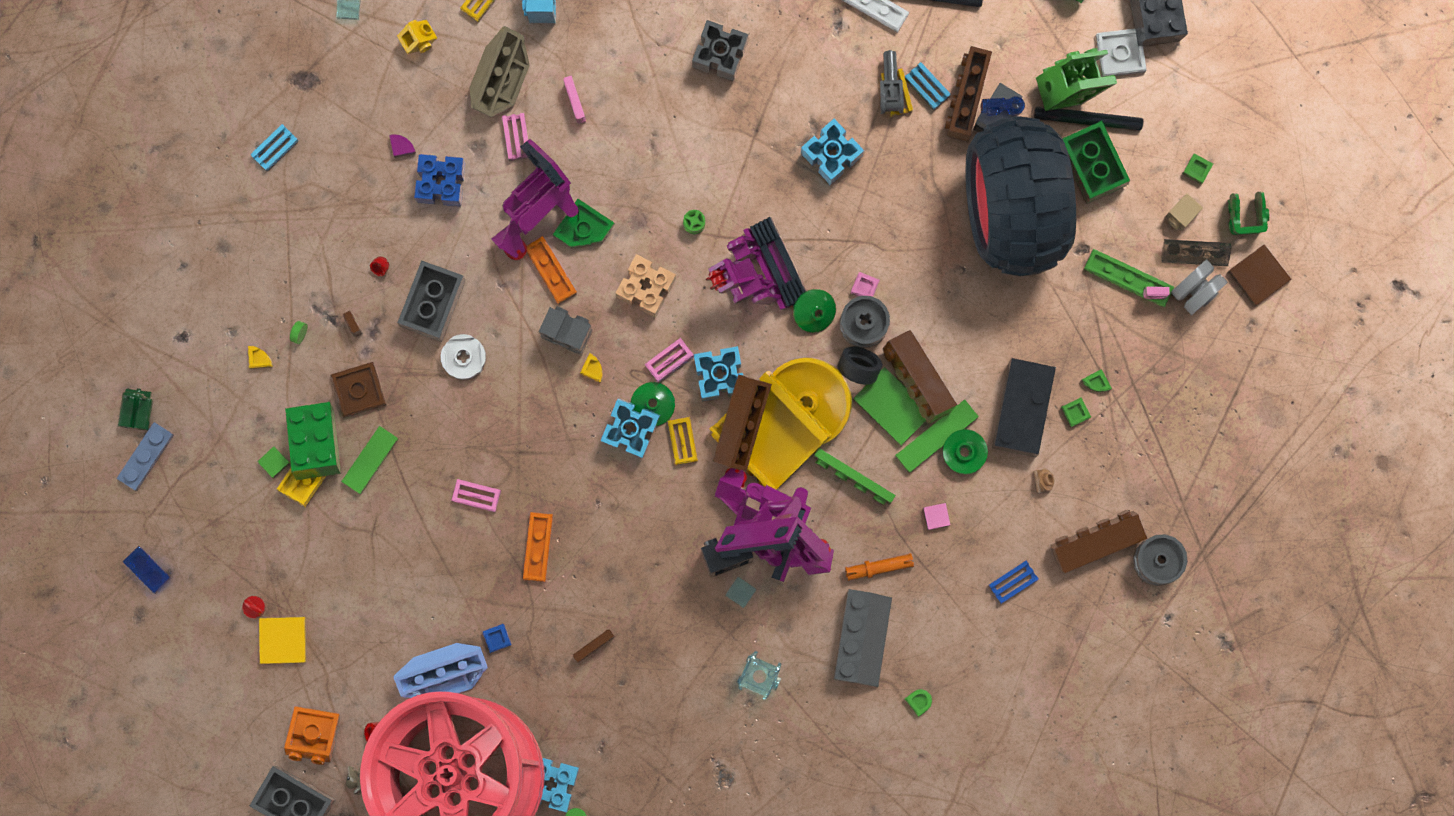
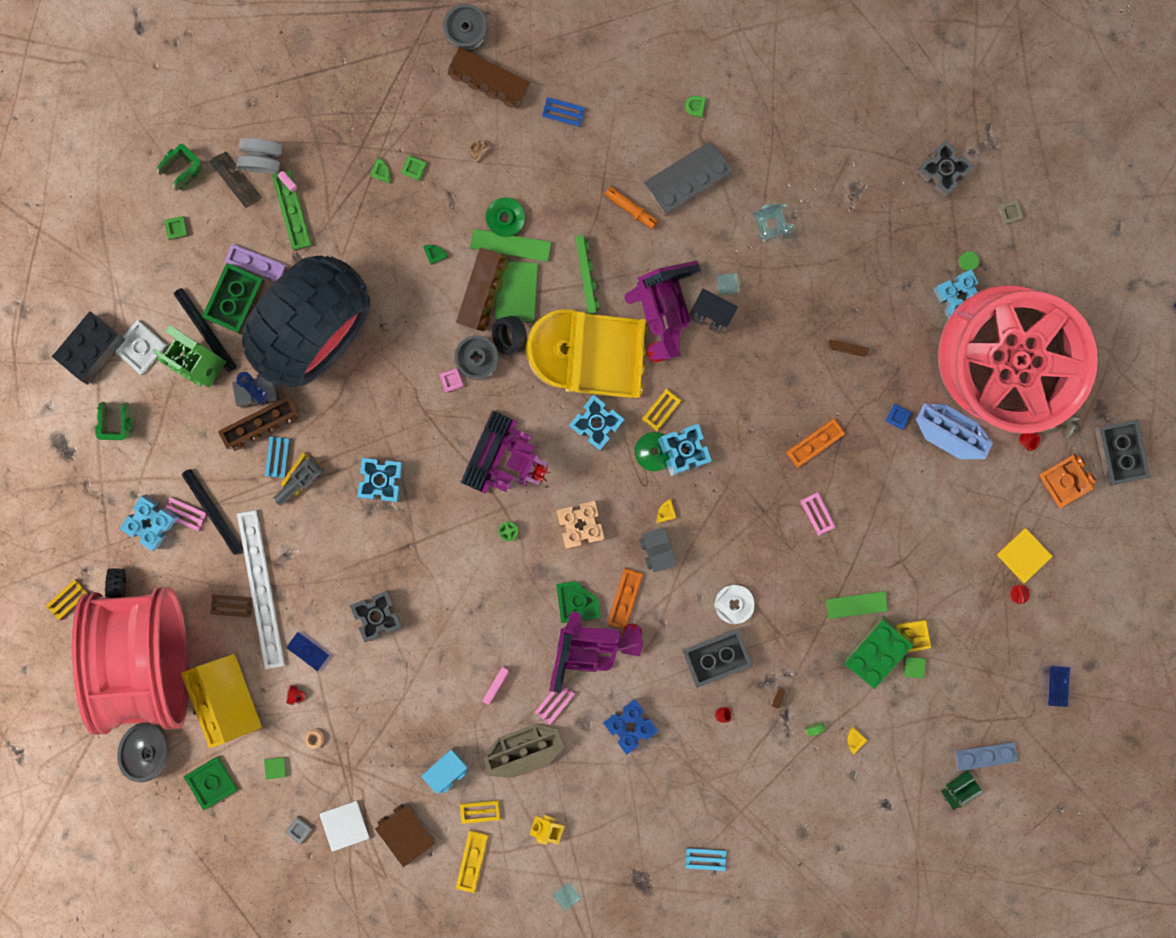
camera: 130 degrees left, 5 degrees up
(358, 389) = (817, 655): reddish brown tile -> none
(401, 146) = (629, 774): magenta tile -> none
(675, 366) = (617, 458): bright pink tile -> none
(742, 422) = (619, 376): reddish brown brick -> none
(770, 536) = (677, 276): magenta container -> none
(806, 306) = (498, 404): green dish -> none
(936, 516) = (564, 199): bright pink tile -> none
(986, 366) = (435, 253): none -> green tile
(1023, 407) = (442, 203): black brick -> none
(1109, 208) = (255, 263): none -> lavender tile
(1183, 212) = (215, 211): tan brick -> none
(1259, 275) = (213, 125): reddish brown tile -> none

